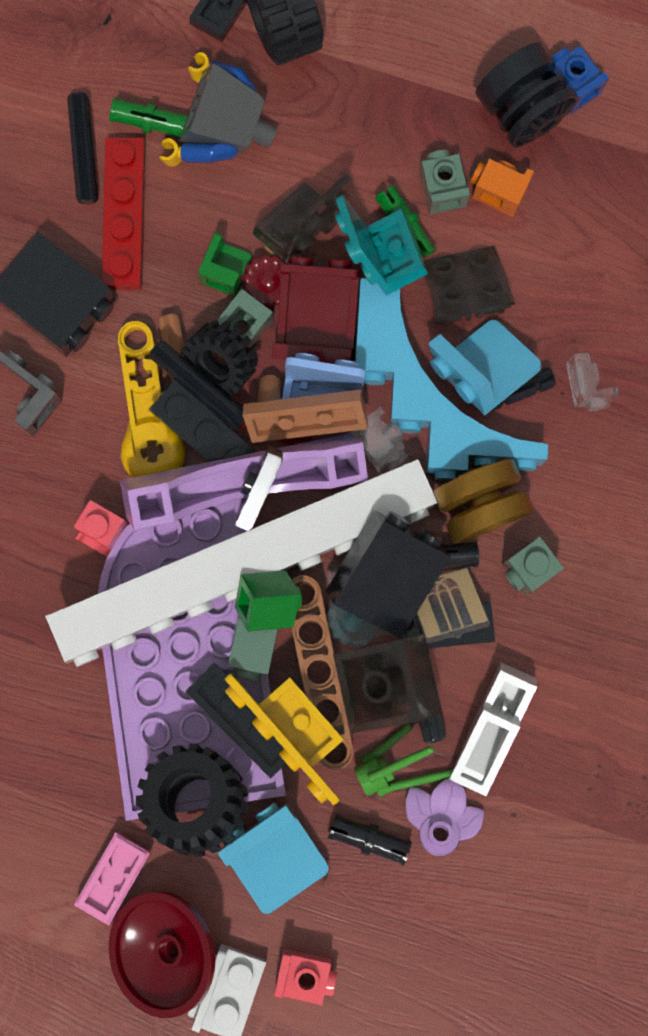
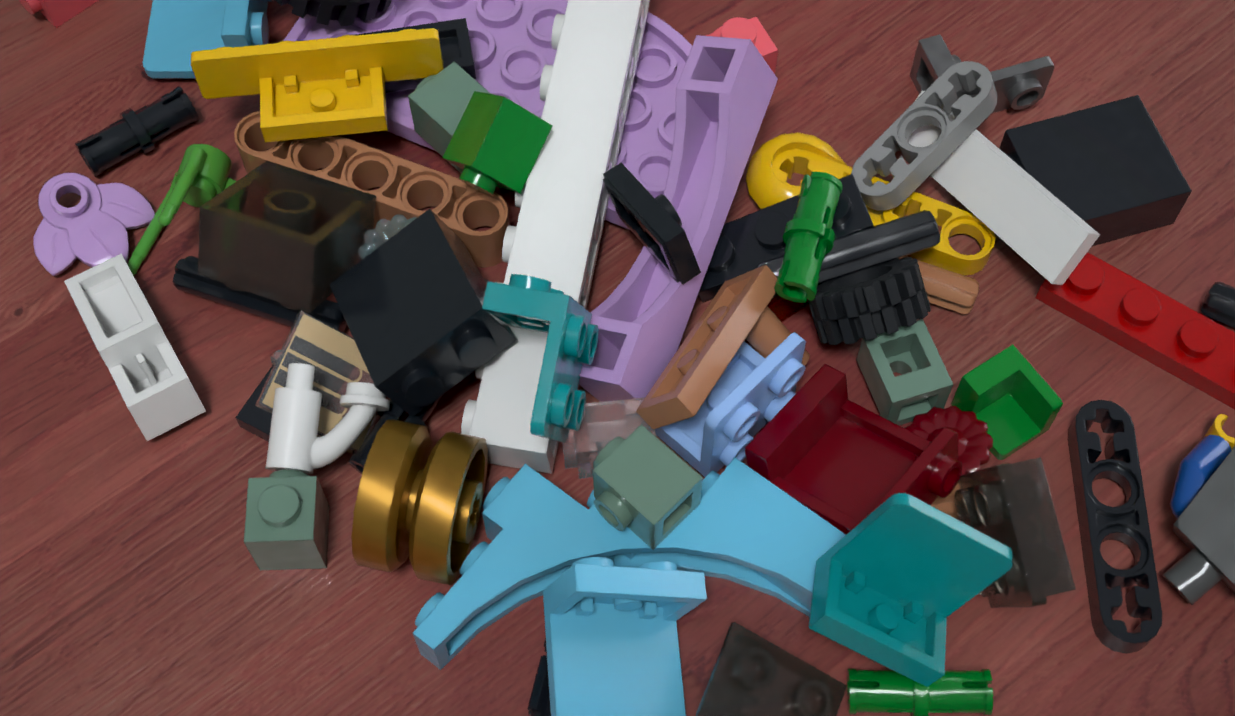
camera: 130 degrees right, 20 degrees down
(100, 338) = (1012, 204): none -> white tile
(122, 404) = (926, 110): none -> light grey beam
(211, 402) = (808, 237): none -> green pin
(250, 177) = (1122, 523): none -> black beam
(366, 488) = (570, 343): none -> teal bracket
(410, 394) = (644, 486): none -> sand green brick
(494, 590) = (296, 421): none -> white plant

